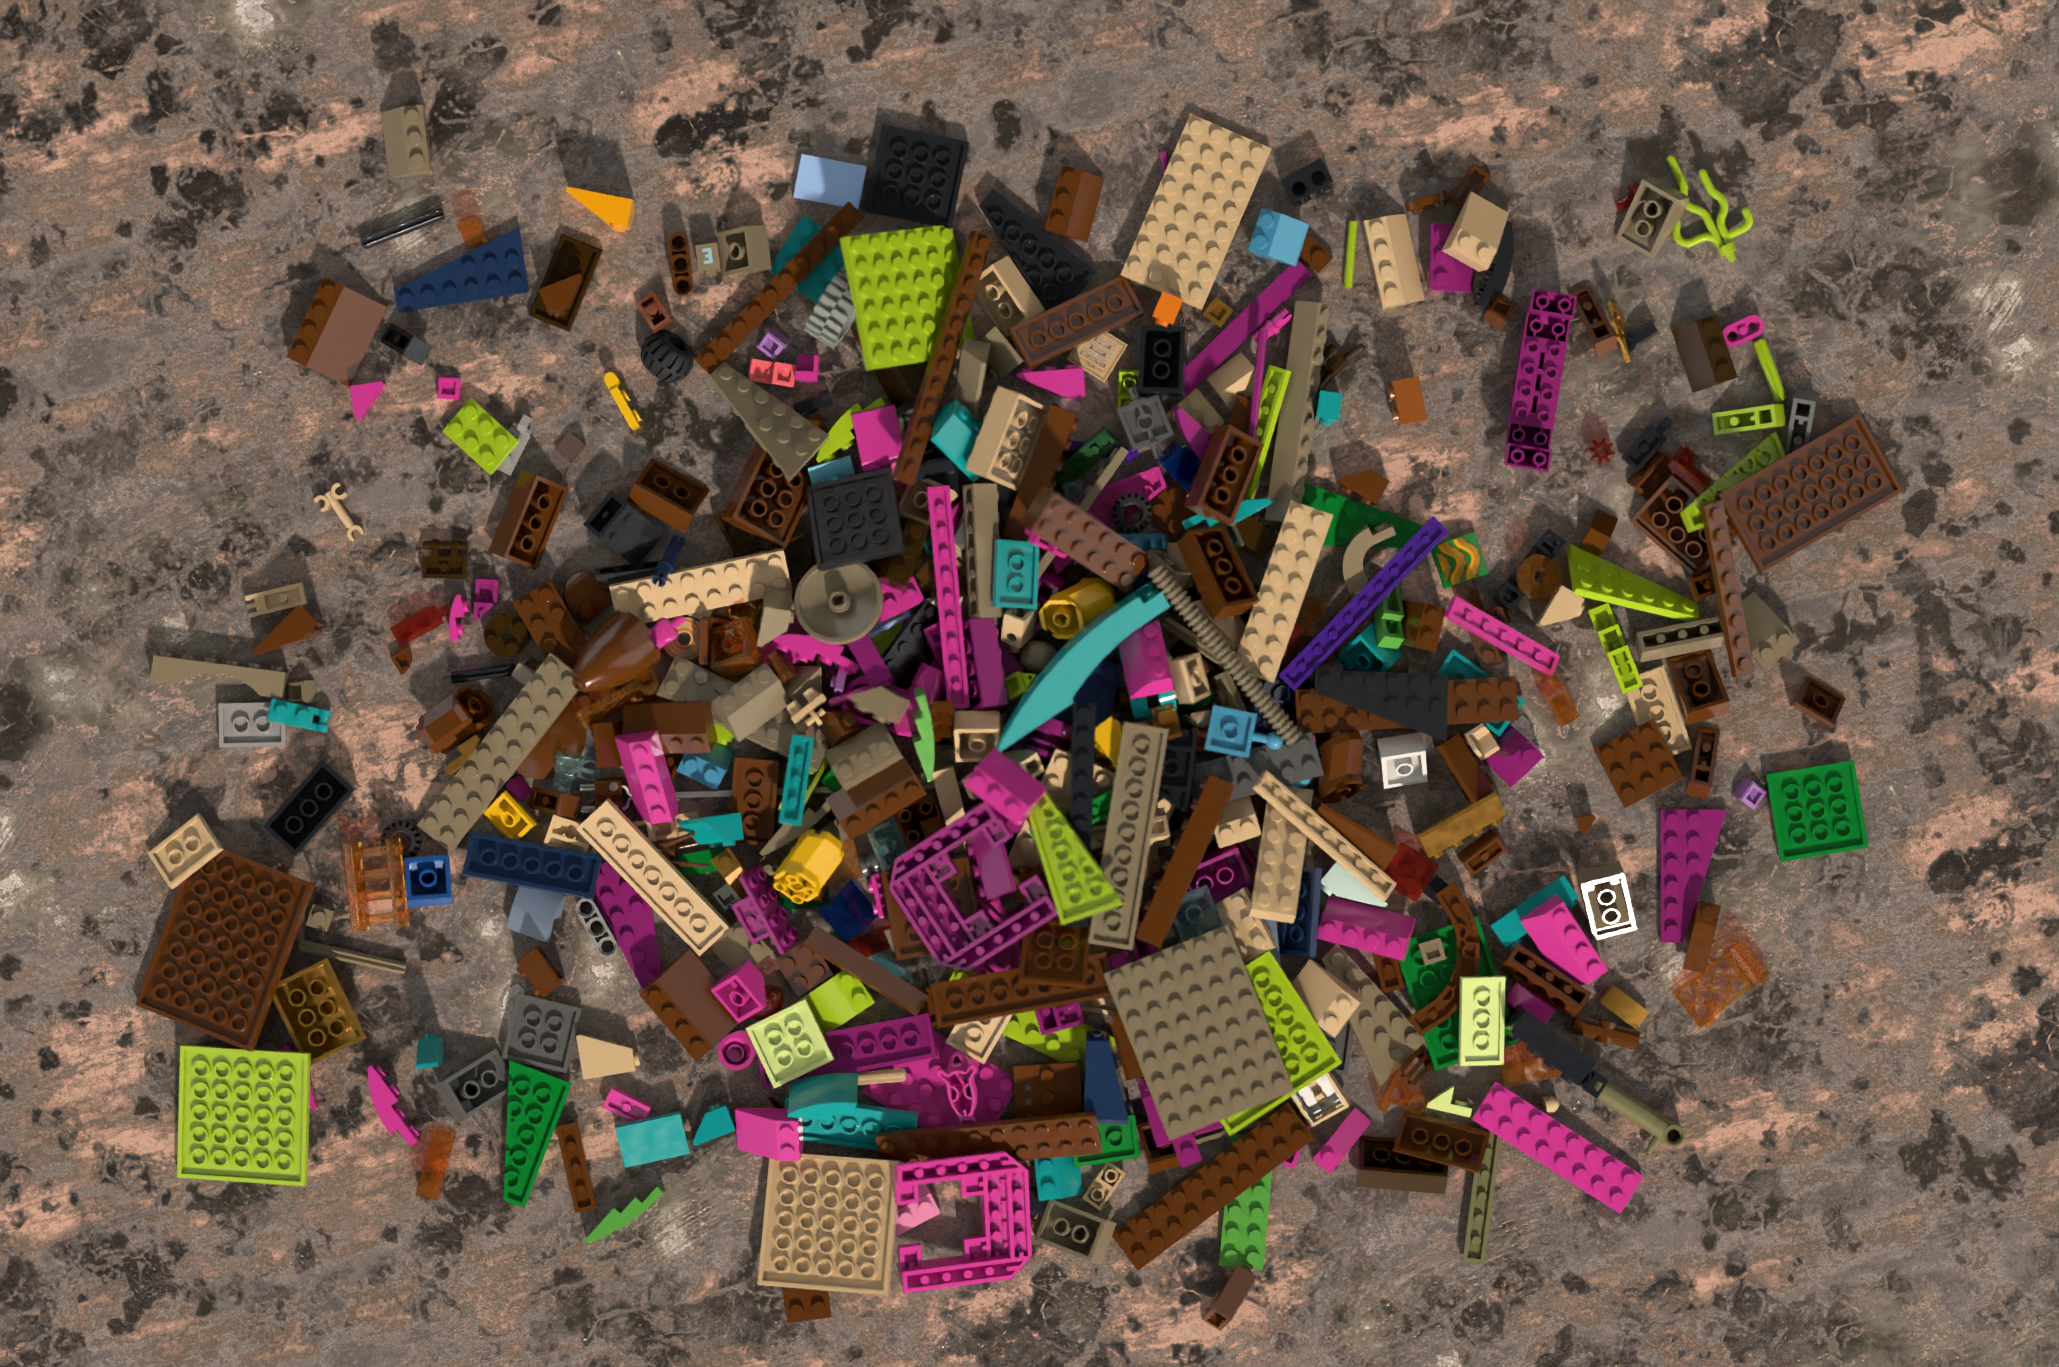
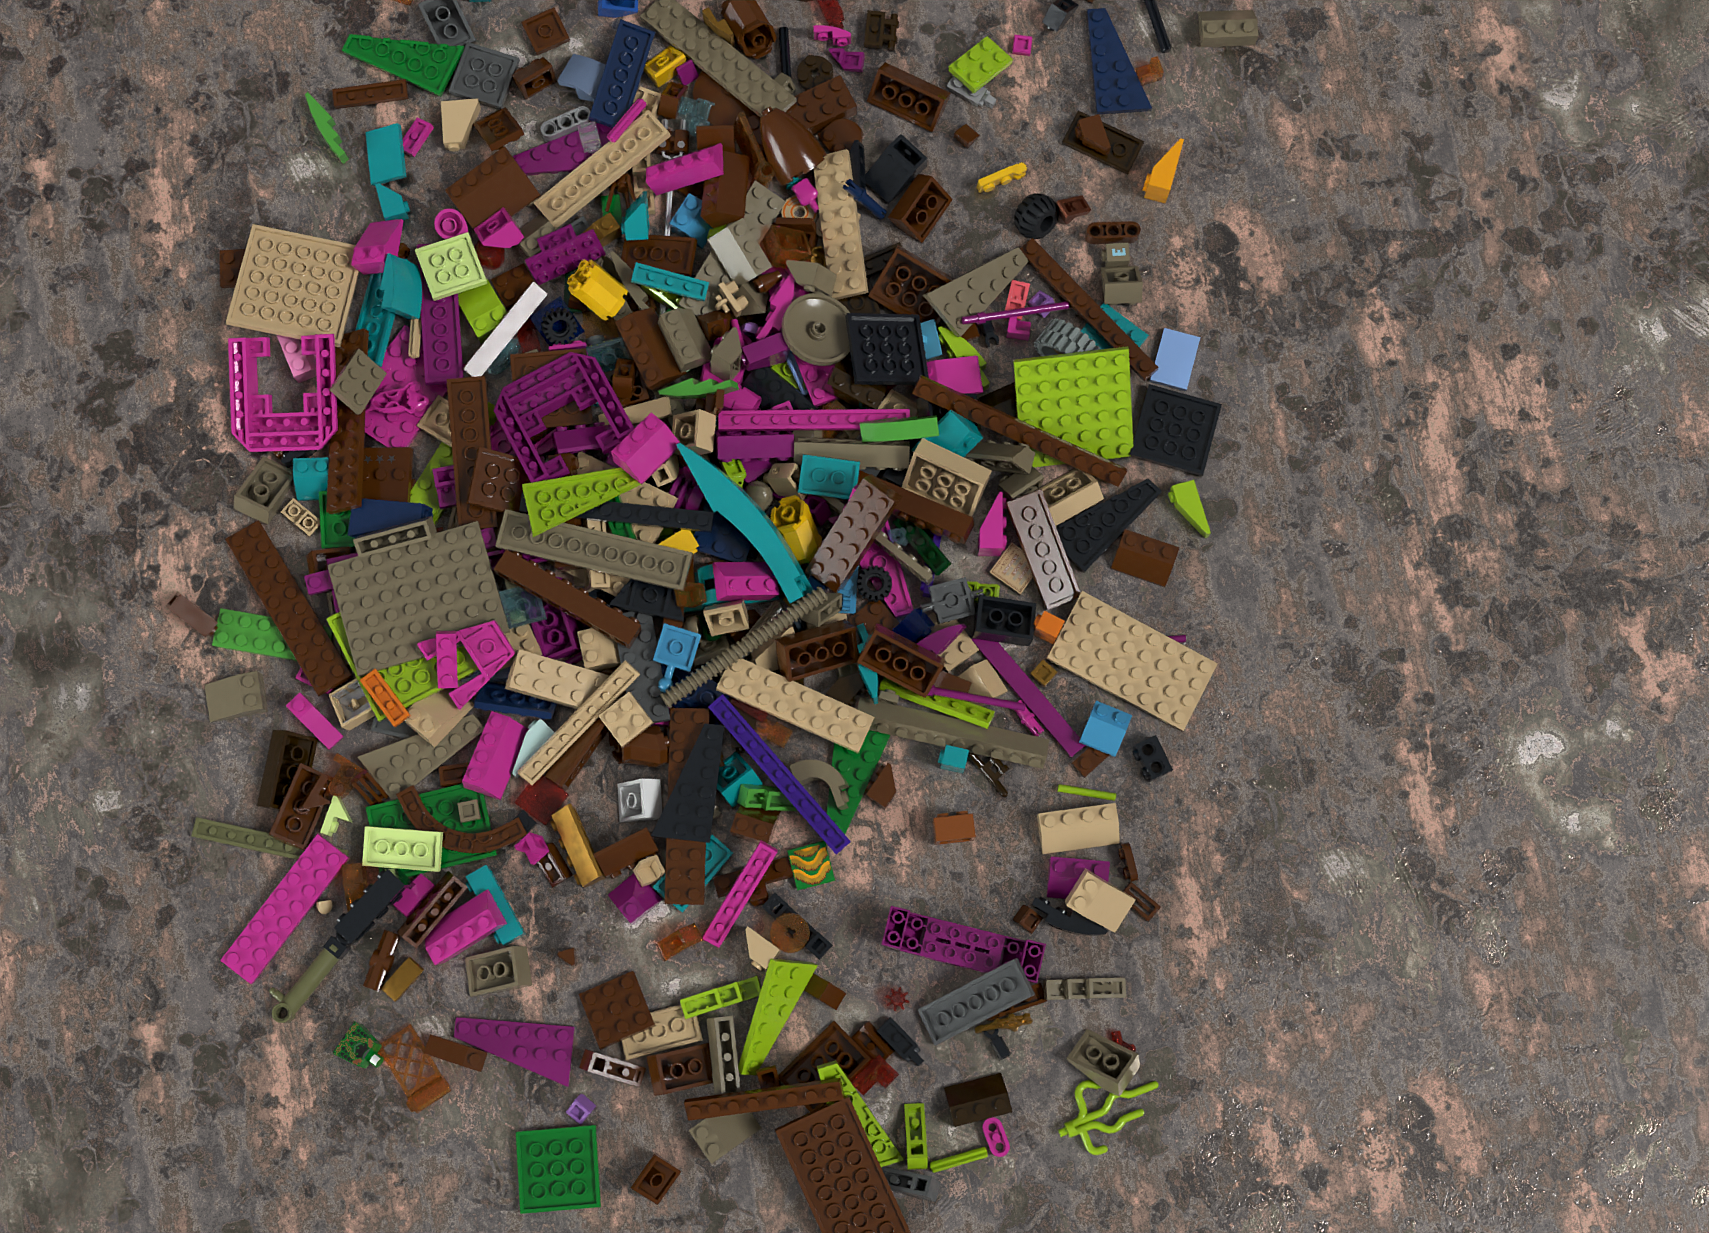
camera: 90 degrees right, 10 degrees down
(479, 964) = (545, 31): none -> reddish brown plate
(592, 853) = (626, 120): none -> dark pink axle
(613, 1005) = (499, 129): none -> reddish brown plate
(615, 895) = (589, 137): none -> clear brick
(806, 411) = (982, 317): none -> magenta bar
(846, 911) = (554, 316): none -> black tyre
(914, 823) = (624, 378): none -> reddish brown slope
(944, 1133) = (358, 381): none -> dark tan plate
(956, 497) = (899, 429): none -> bright green slope
(1005, 156) = (1188, 503): none -> lime slope
(1129, 1066) = (395, 536): none -> dark tan brick
(1251, 946) = (486, 647): none -> dark pink wing
(1262, 486) = (888, 696): none -> dark tan plate
(1269, 990) = (446, 659): none -> dark pink plate
(1316, 1056) = (385, 697): none -> orange plate
(1318, 781) = (626, 719): none -> tan plate
(1321, 1235) = (236, 697): none -> dark tan slope
(1433, 1130) = (312, 798): none -> reddish brown slope
(1465, 874) = (533, 846): none -> dark pink panel
(1572, 243) = (1084, 988): none -> dark tan slope
(1600, 362) = (976, 1002): none -> dark grey plate
(1704, 1044) = (359, 1047): none -> torso

